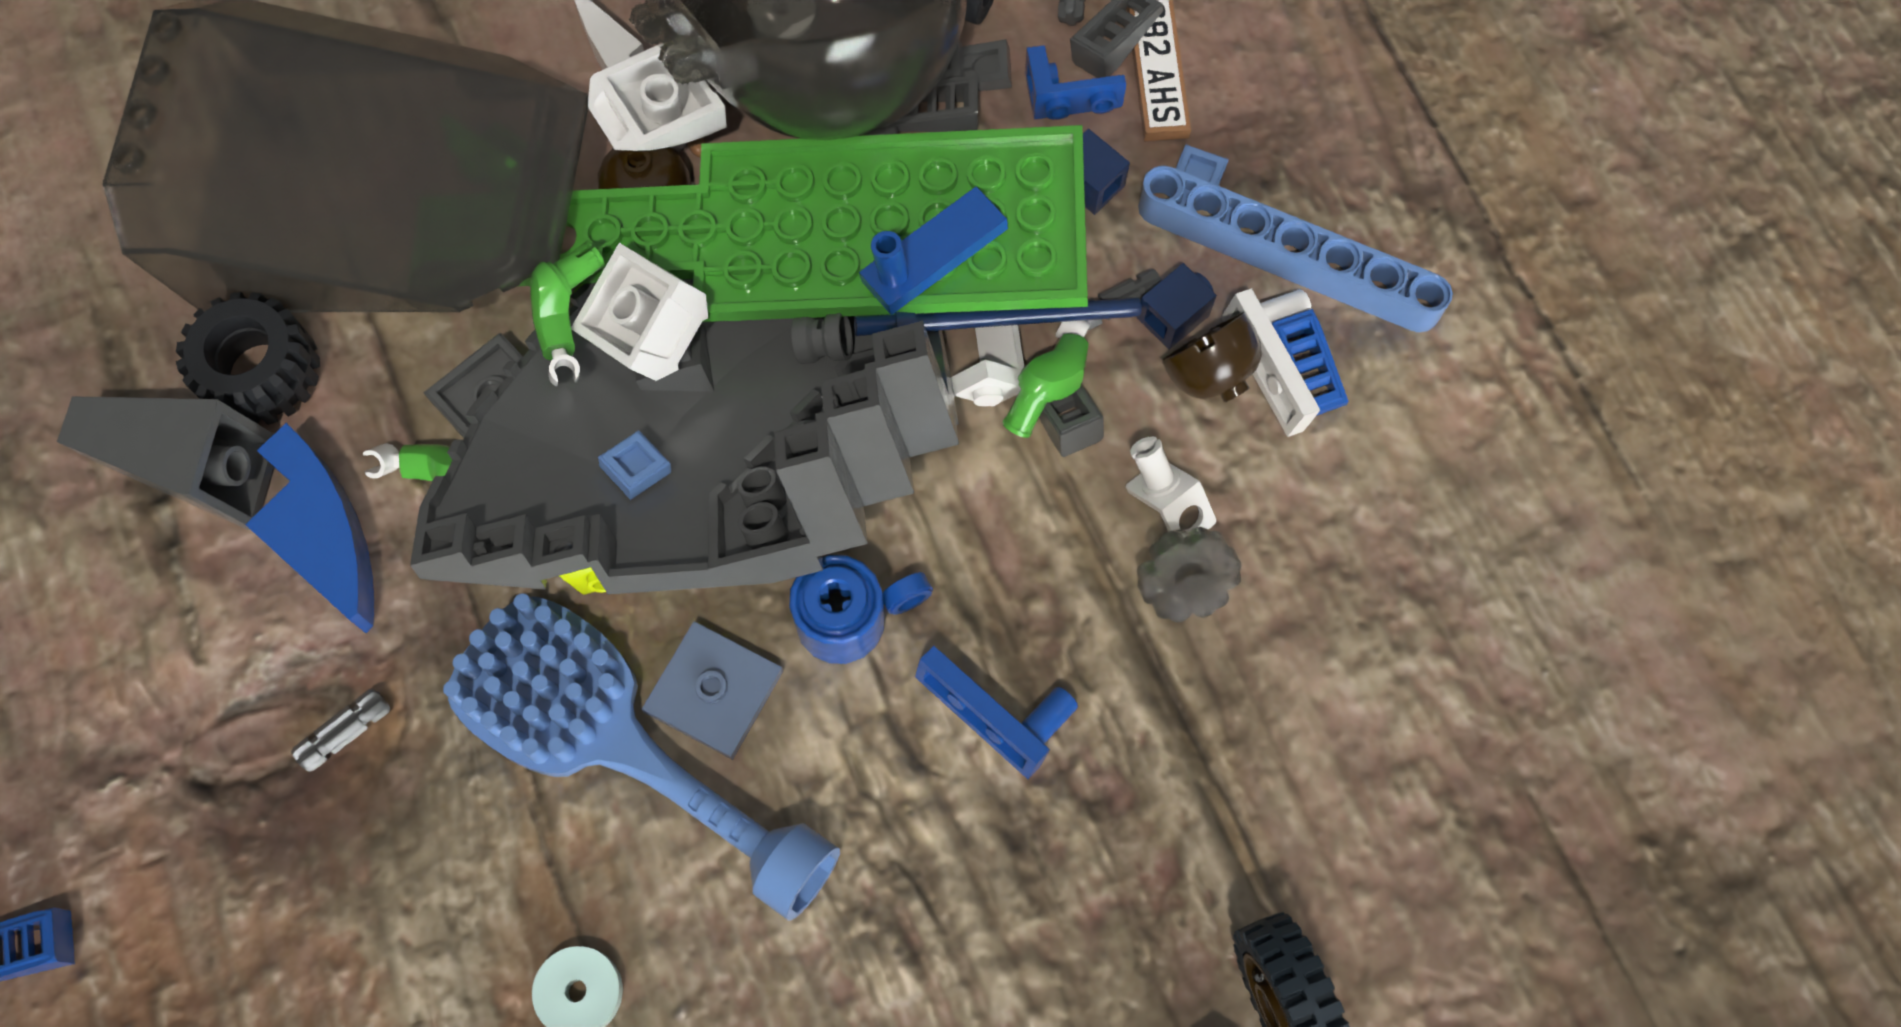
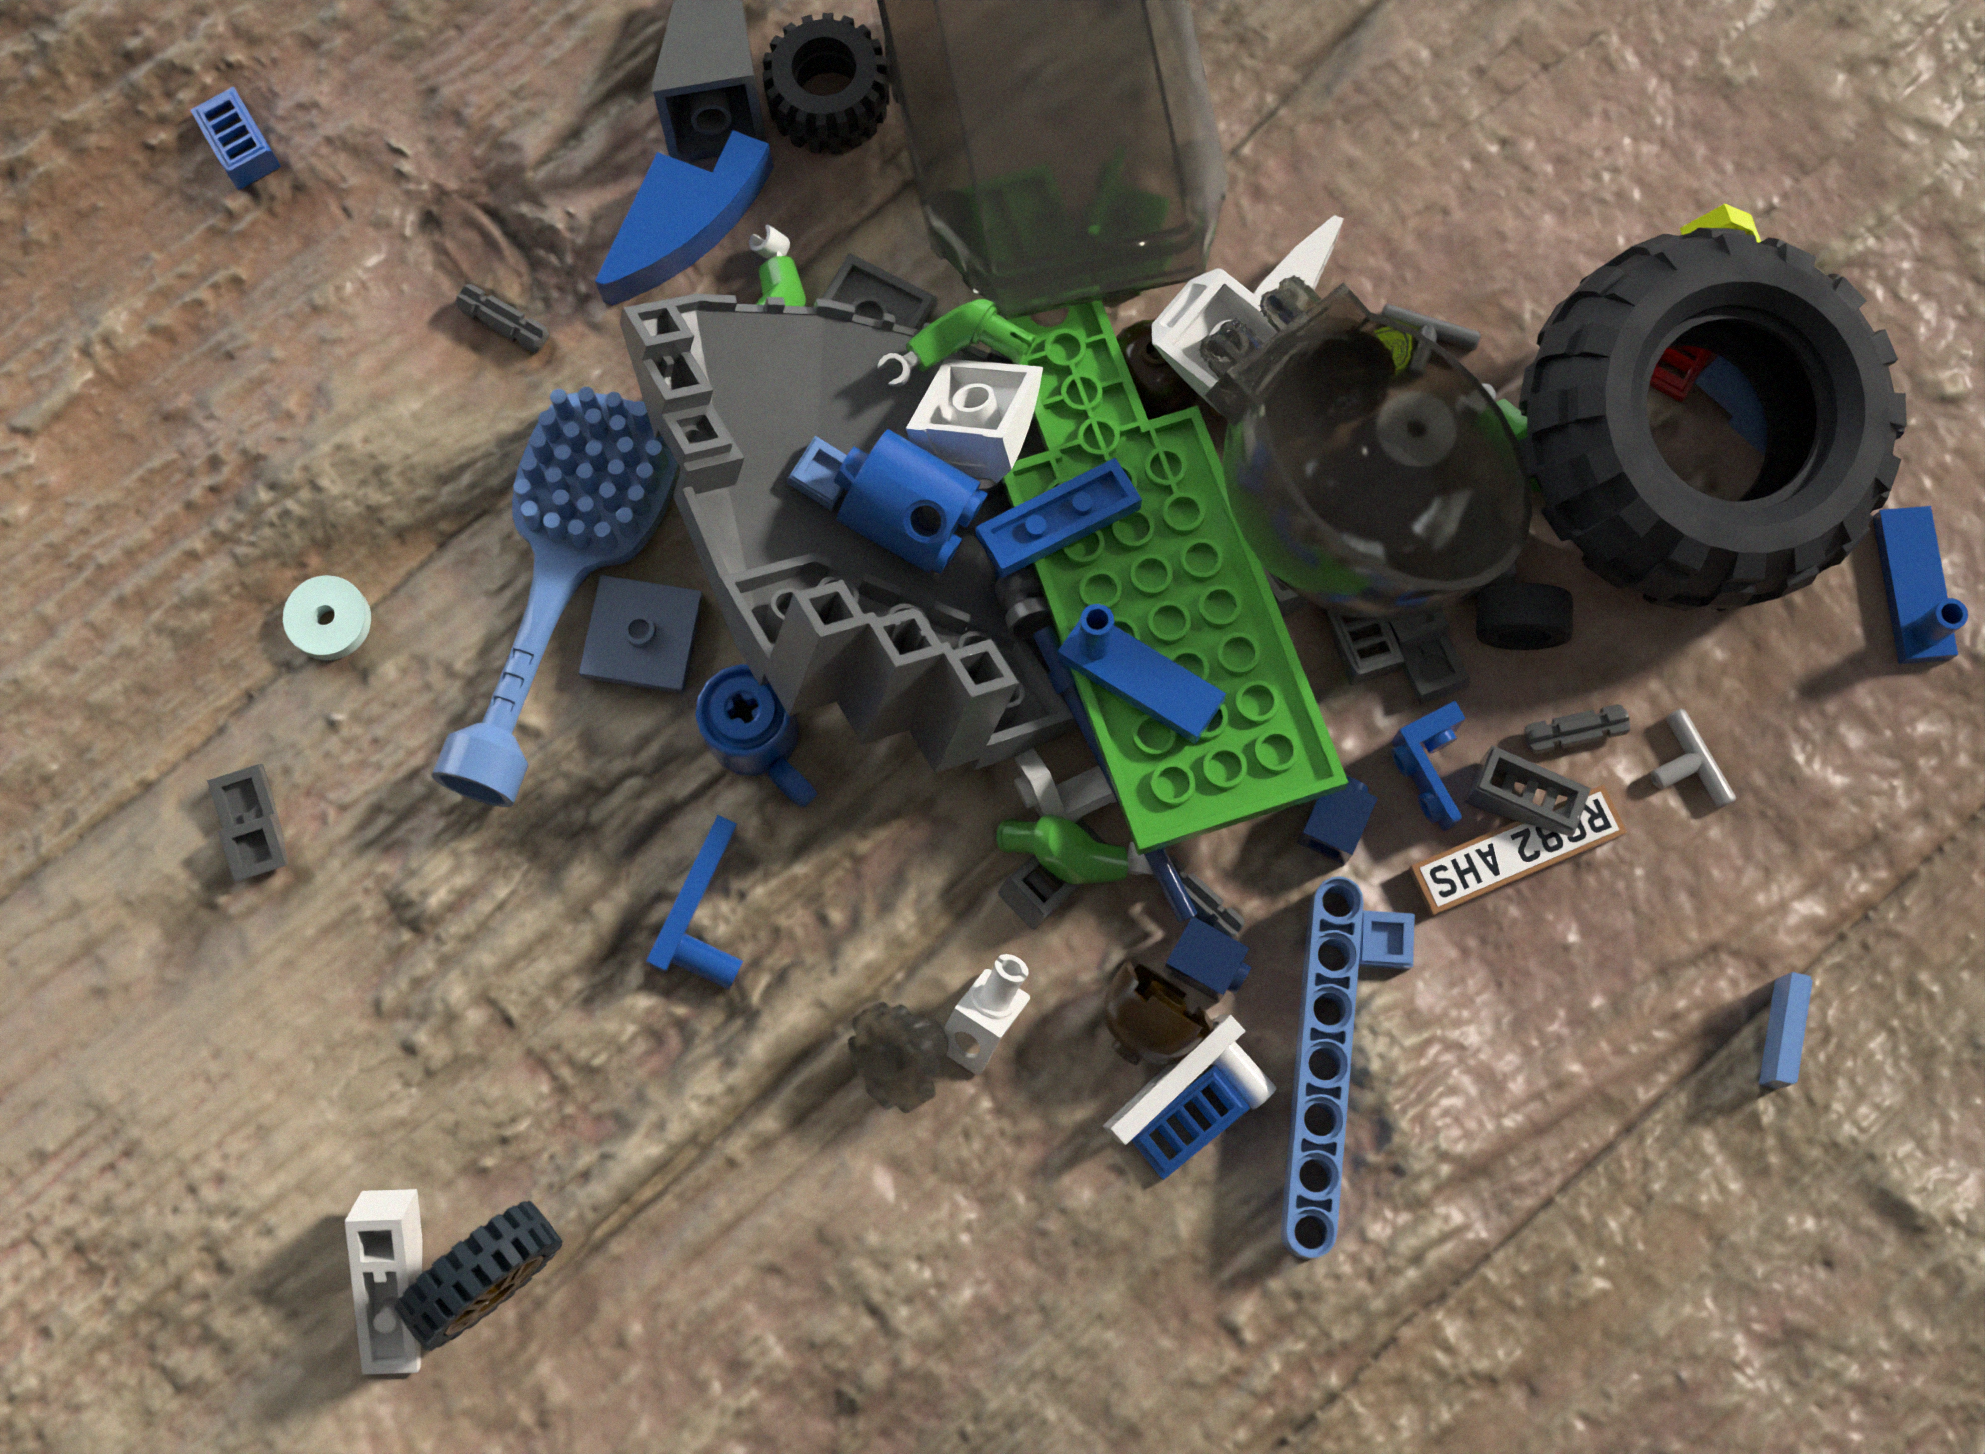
camera: 75 degrees right, 5 degrees up
(684, 403) = (889, 497): none -> blue cylinder
(764, 280) = (1058, 518): none -> blue piece

